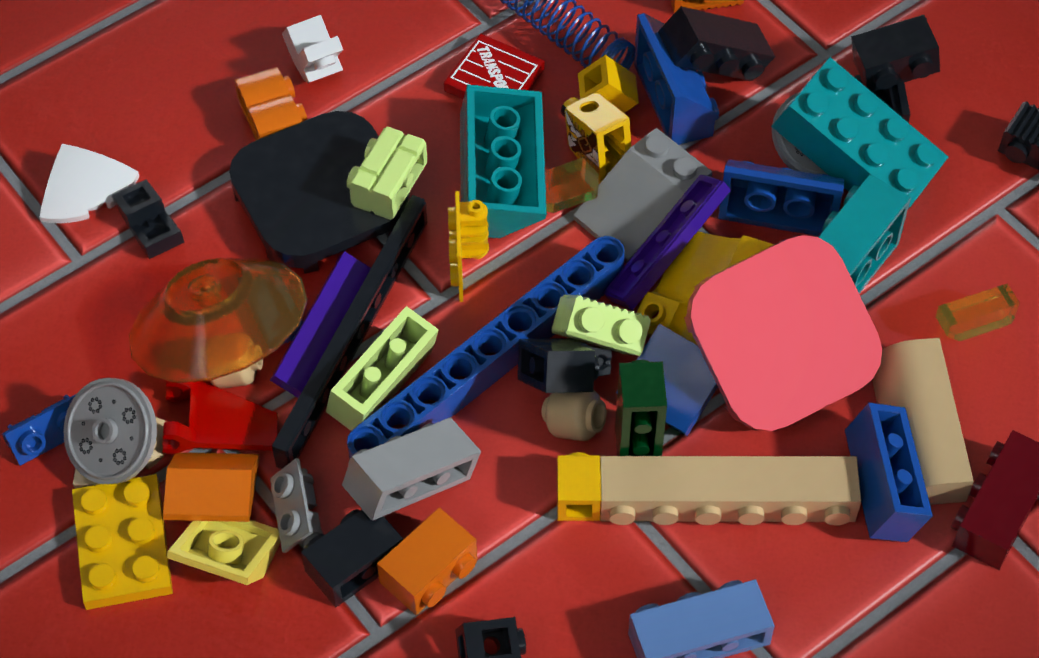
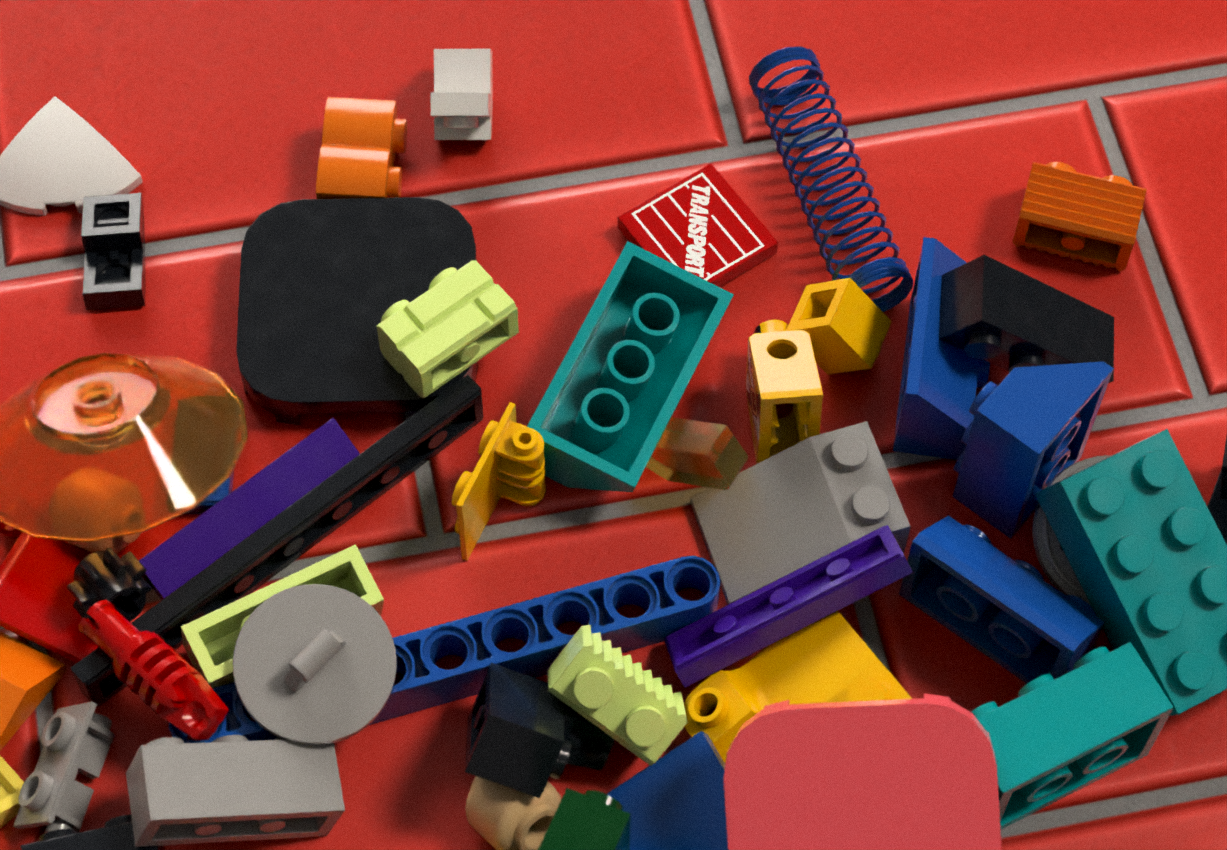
camera: 25 degrees right, 5 degrees up
(267, 395) = (110, 578): none -> black gear
(329, 422) = (155, 672): none -> red hinge
(420, 379) = (314, 664): none -> light grey shield
(749, 100) = (1025, 437): none -> blue slope

